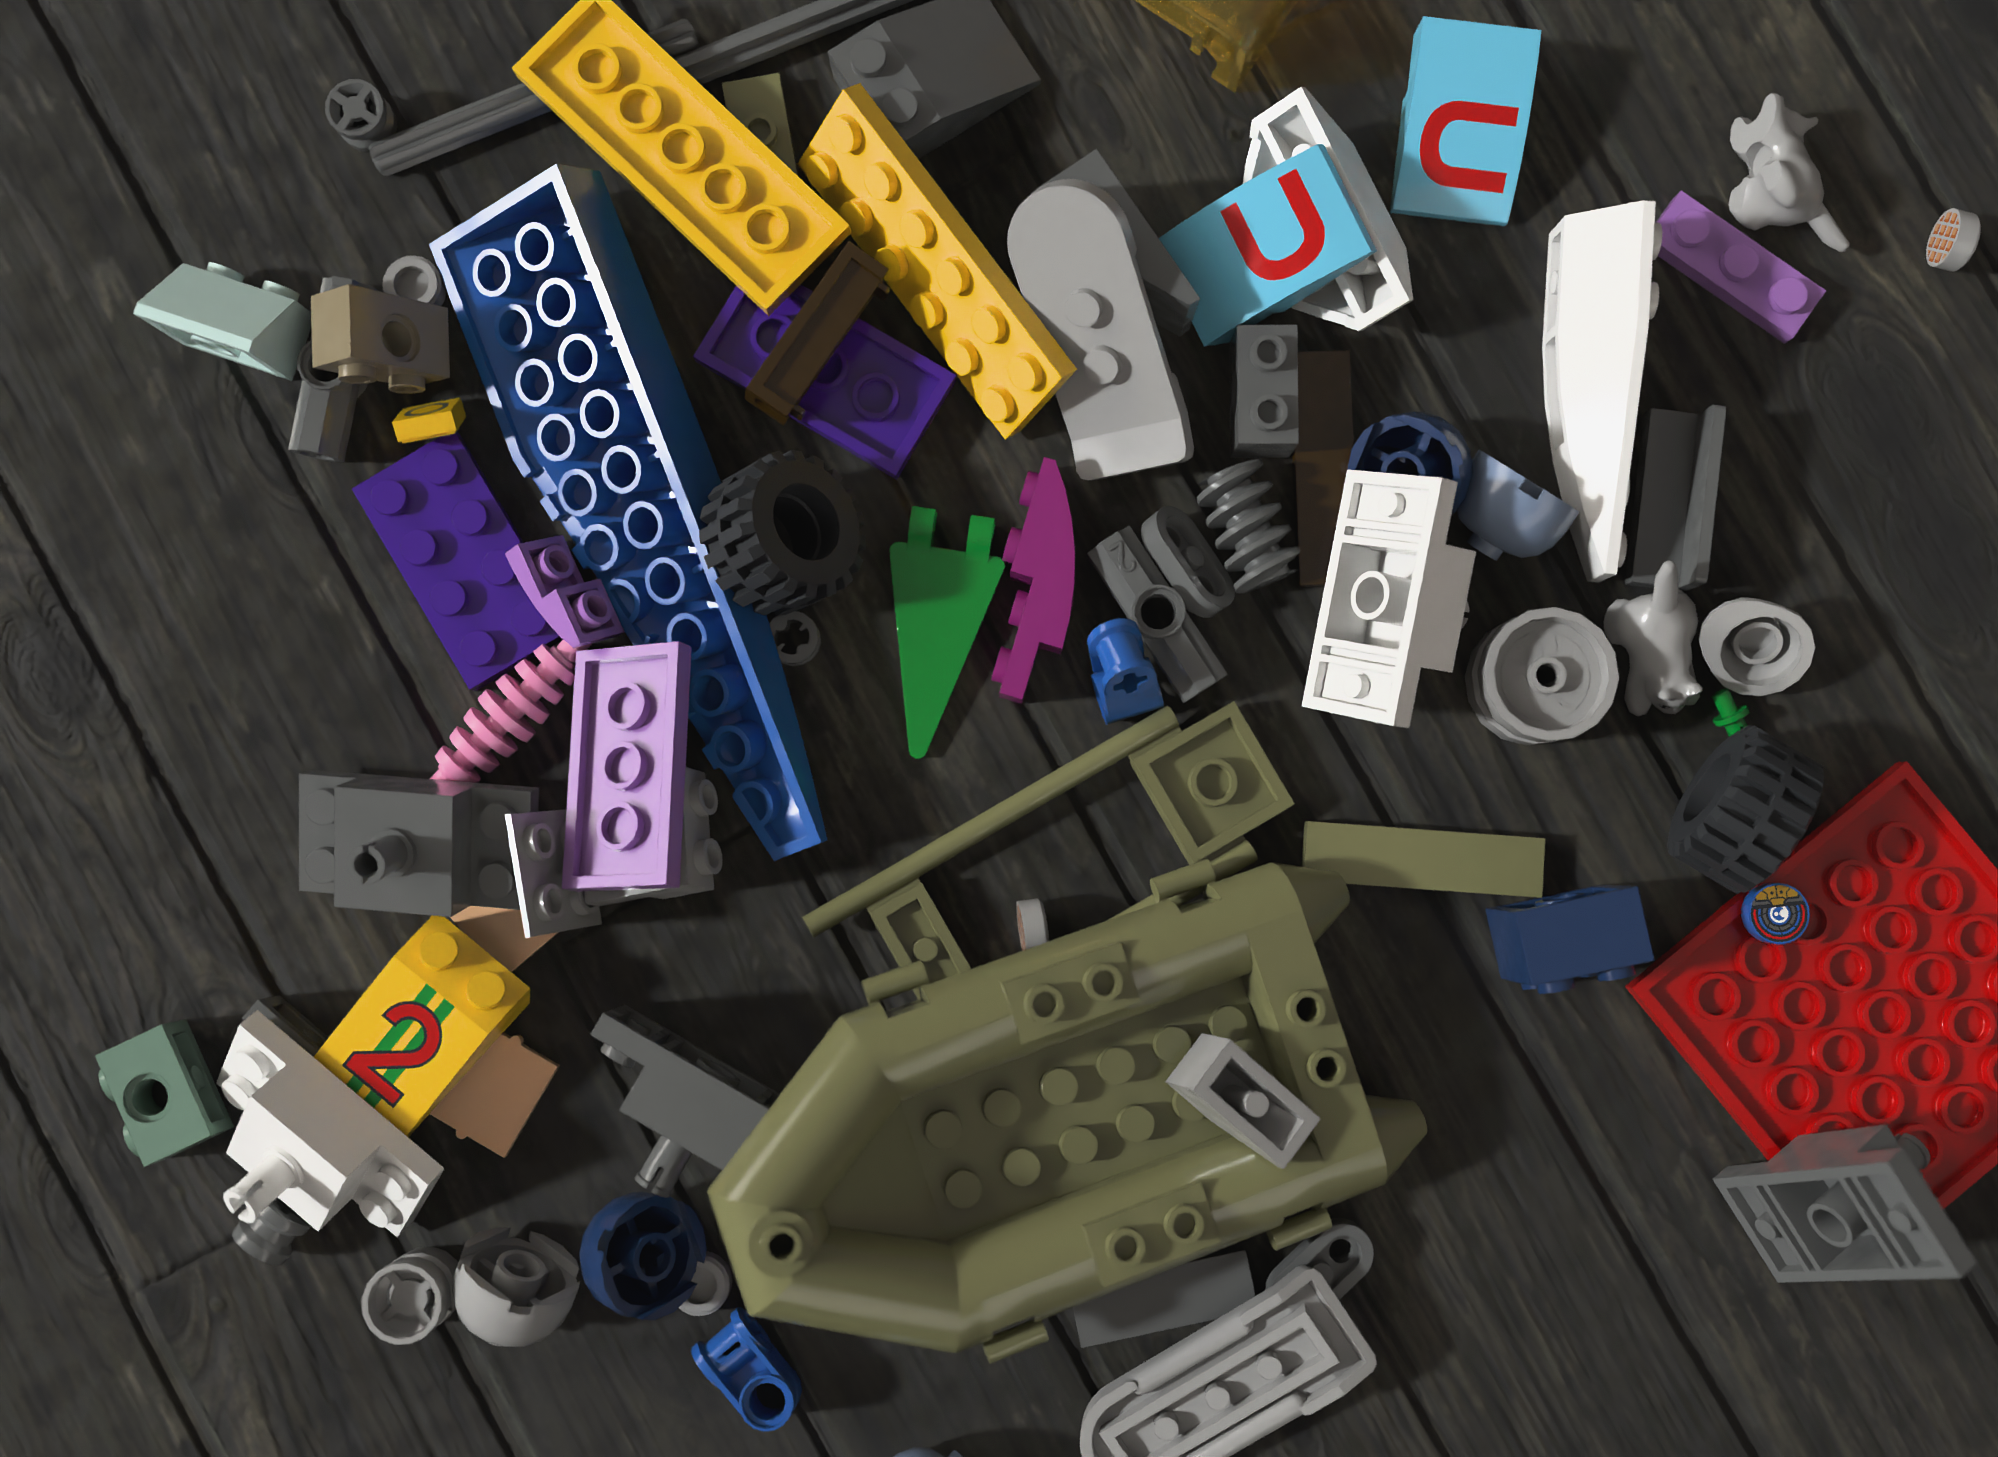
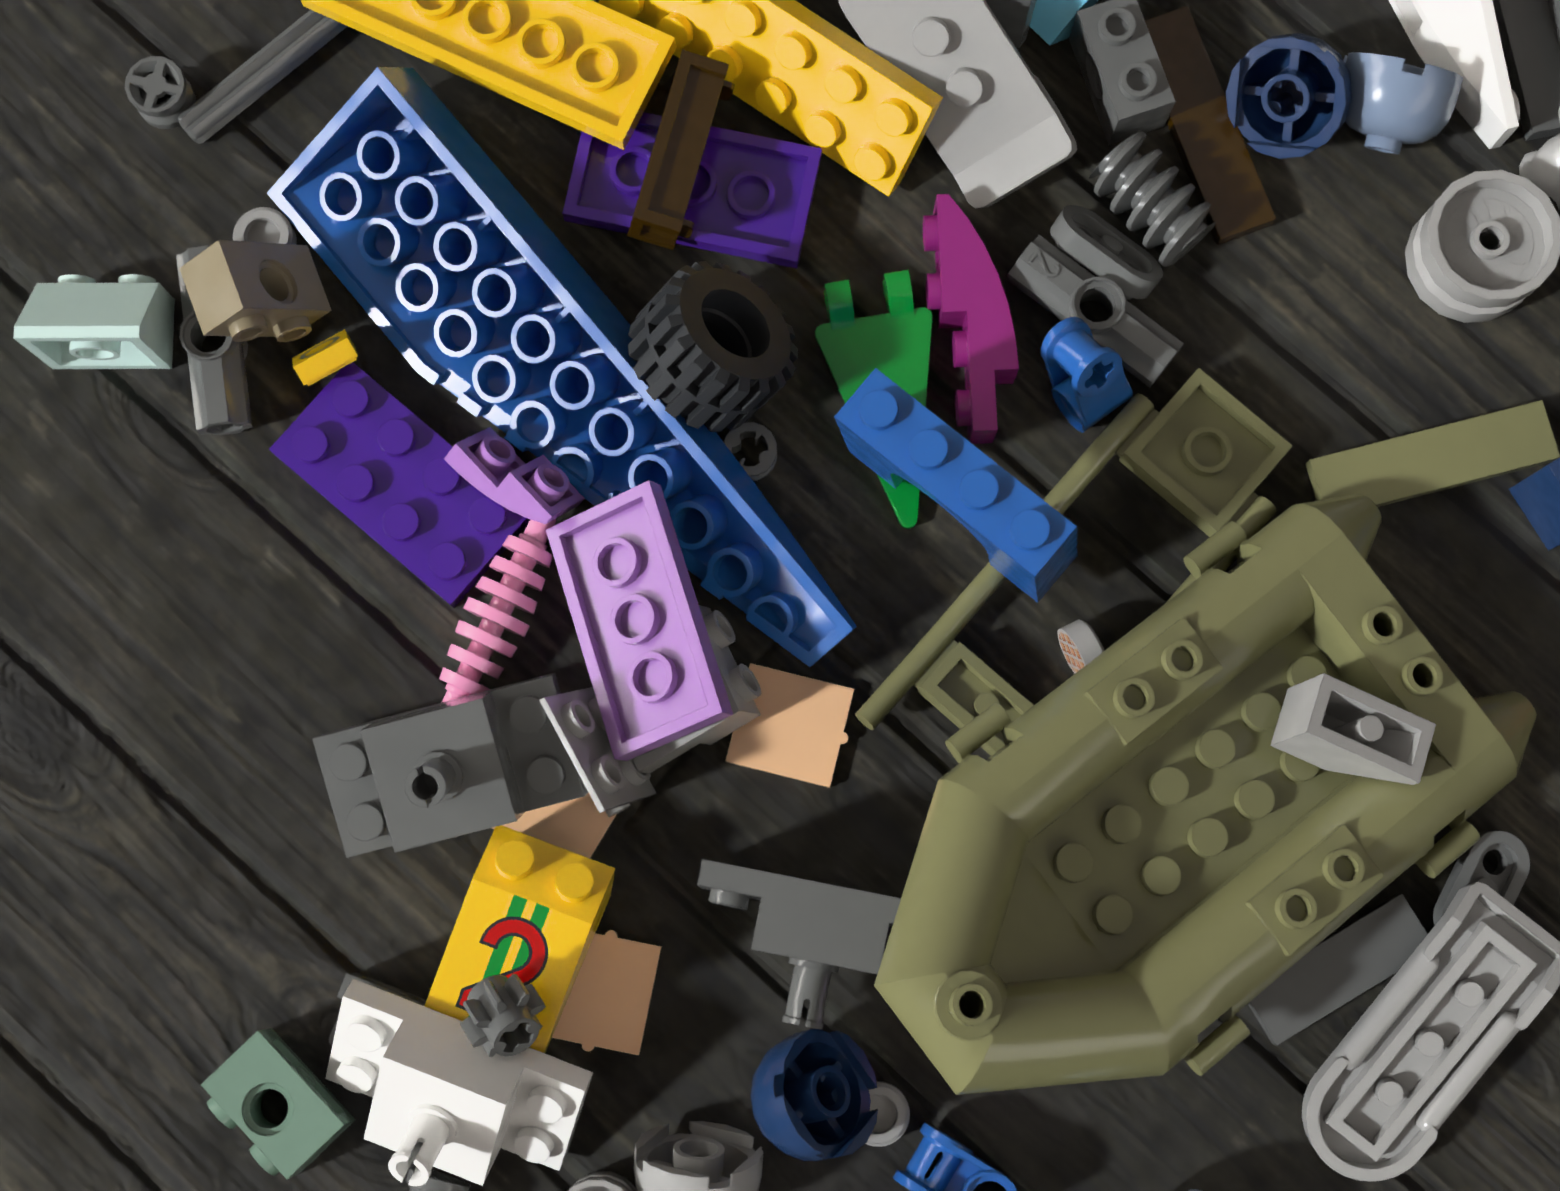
camera: 20 degrees left, 5 degrees down
(374, 1093) = (502, 1015): none -> dark grey gear
(748, 907) = (797, 727): none -> light nougat piece
(955, 745) = (908, 442): none -> blue arch
(1388, 597) = (1313, 214): white brick -> none

